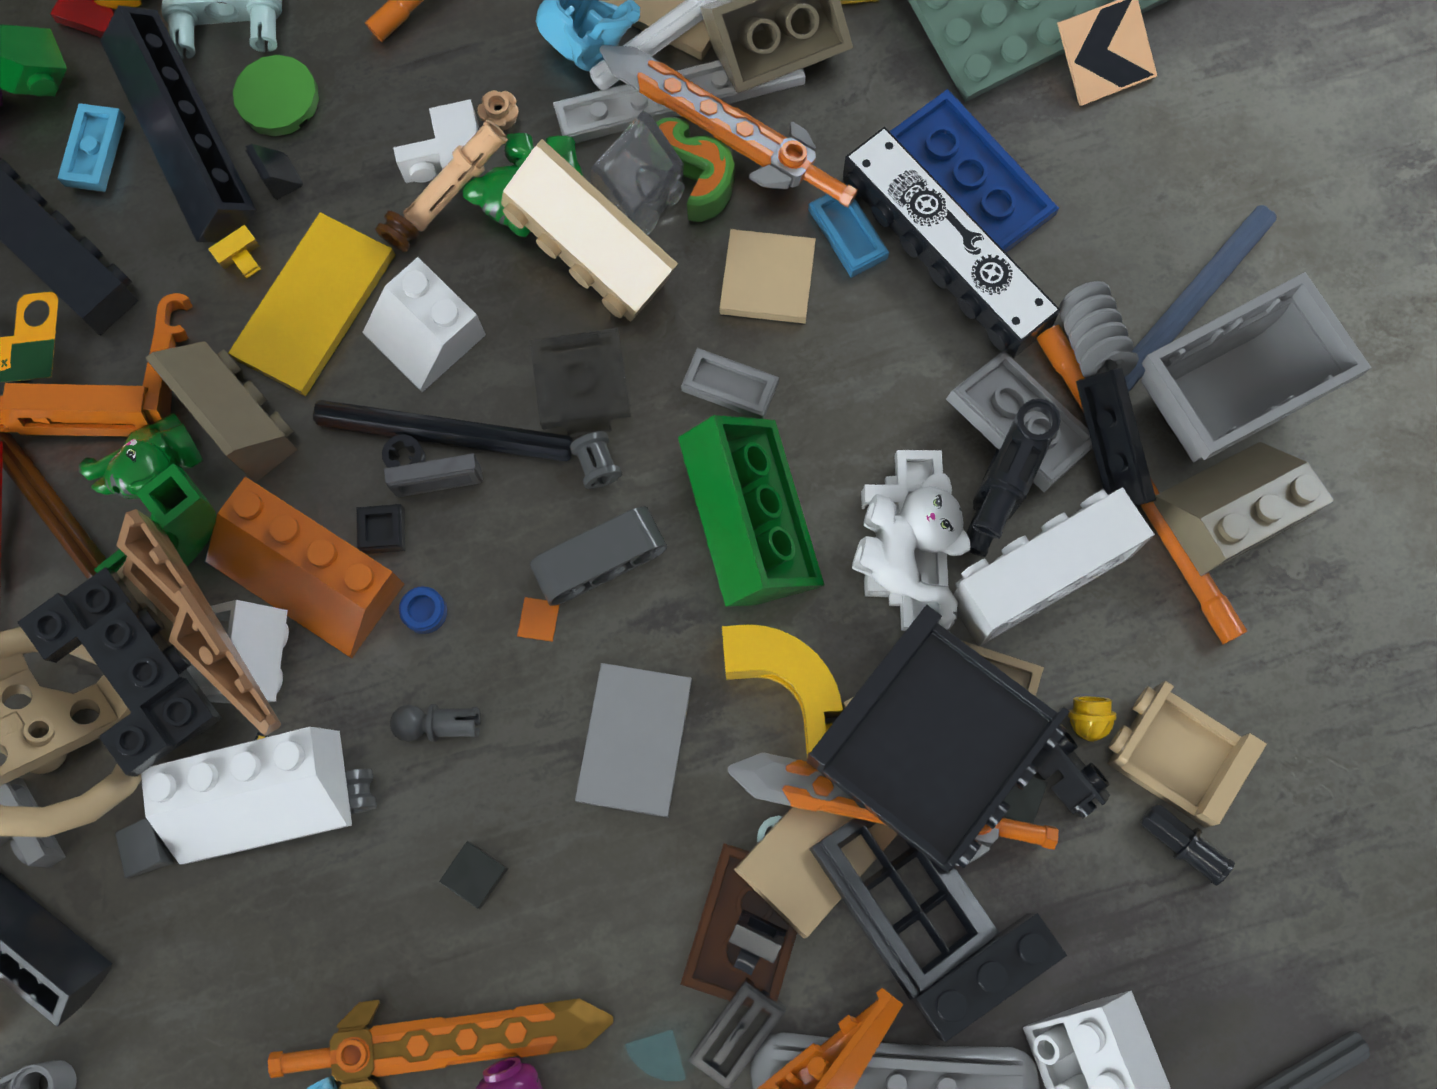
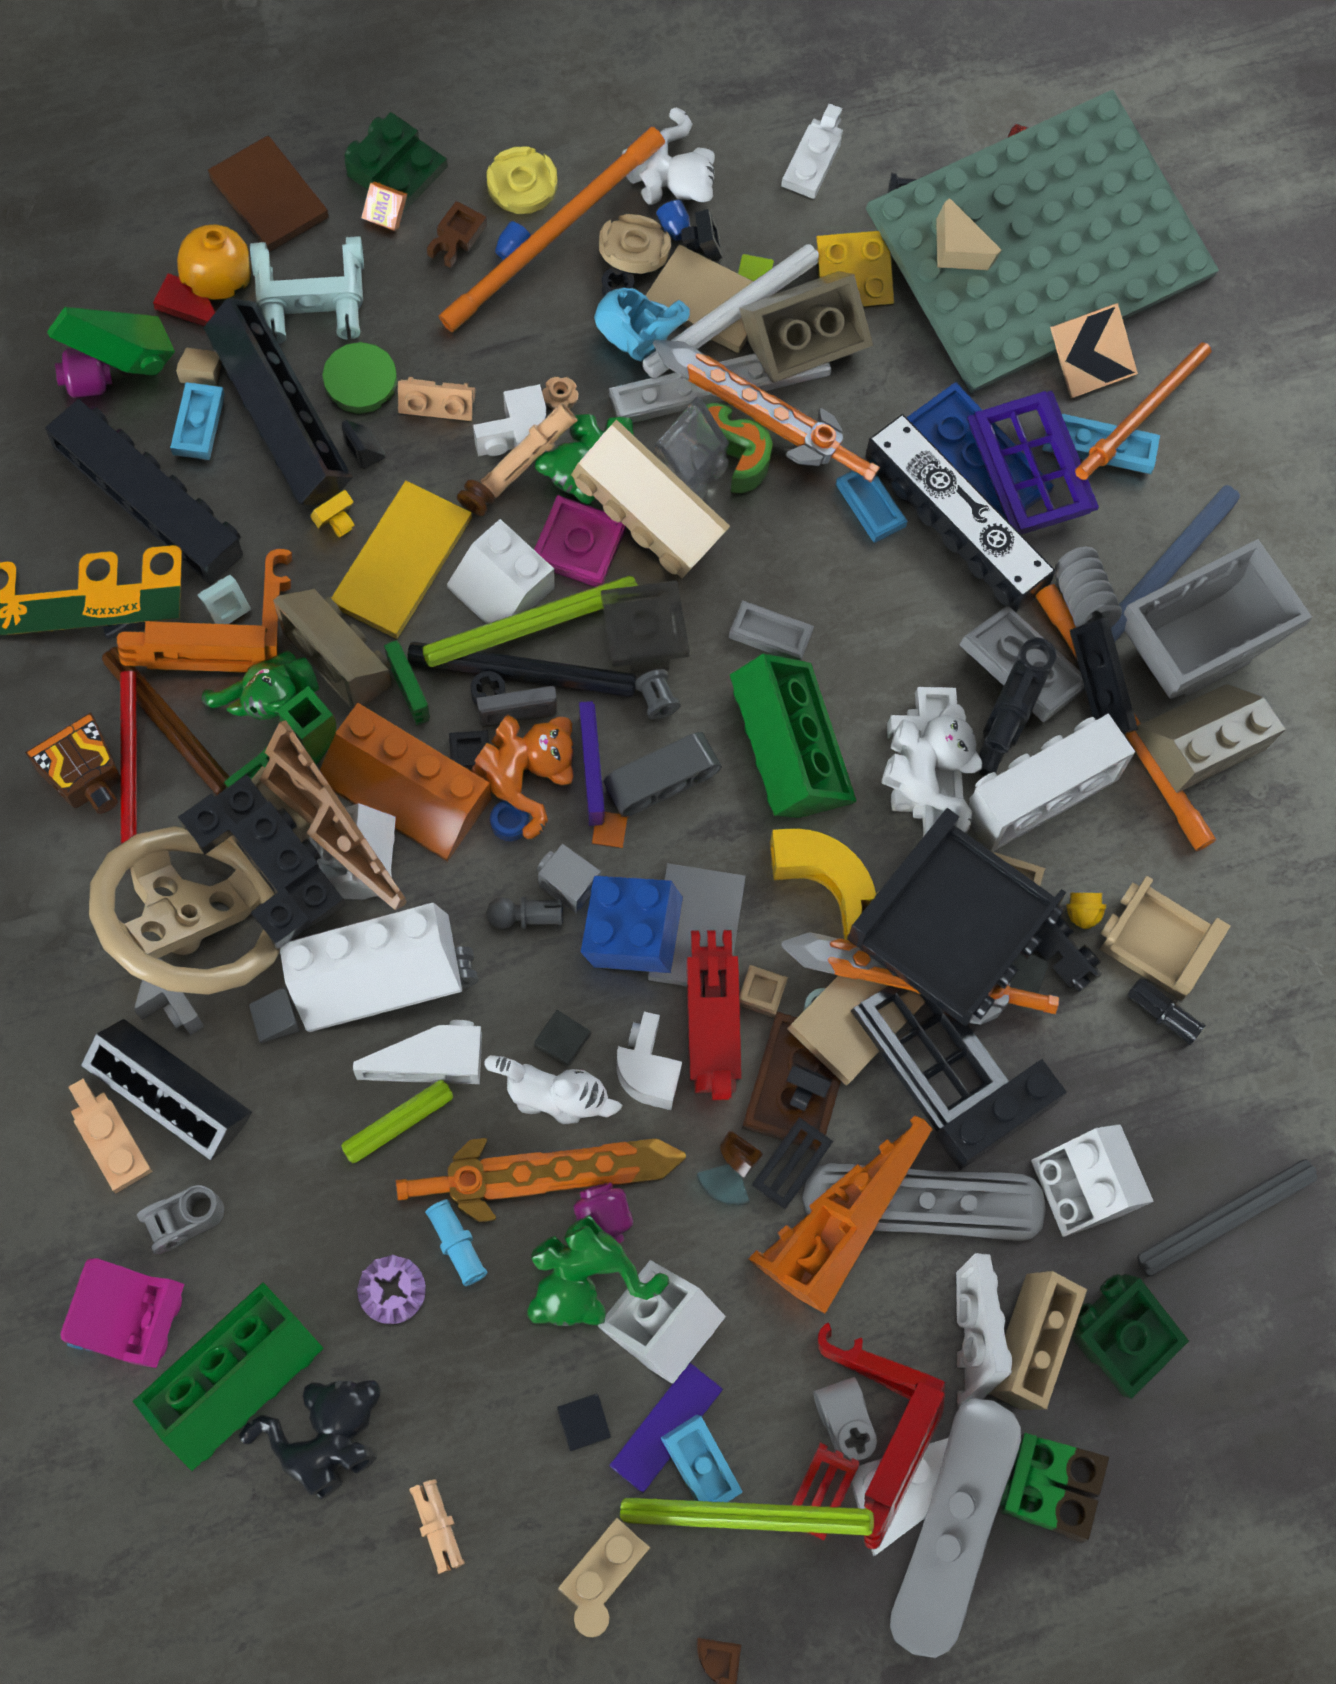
camera: 10 degrees left, 5 degrees down
(97, 86) = (199, 367): none -> tan slope
(108, 356) = (224, 601): none -> light aqua tile
(277, 977) = (397, 1121): none -> lime axle
(309, 449) = (407, 682): none -> green tile
(324, 897) = (436, 1054): none -> white slope
(358, 120) = (434, 400): none -> light nougat hinge
(439, 379) = (520, 624): none -> lime axle
(461, 529) = (543, 751): none -> orange animal
(472, 953) = (565, 1096): none -> white animal
(484, 681) = (567, 877): none -> light grey brick
(513, 281) = (579, 541): none -> dark pink tile
(516, 544) = (591, 763): none -> dark purple tile
(554, 740) = (632, 924): none -> blue brick
(561, 922) = (645, 1075): none -> white brick
(647, 861) = (715, 1018): none -> red hinge
(675, 1022) = (739, 1153): none -> reddish brown tile
(708, 816) = (762, 991): none -> tan tile
(767, 276) = (802, 540): tan tile -> none
(1071, 166) = (1000, 474): none -> dark purple piece
(1115, 157) = (1135, 453): none -> medium azure plate
(1121, 164) = (1106, 448): none -> orange bar

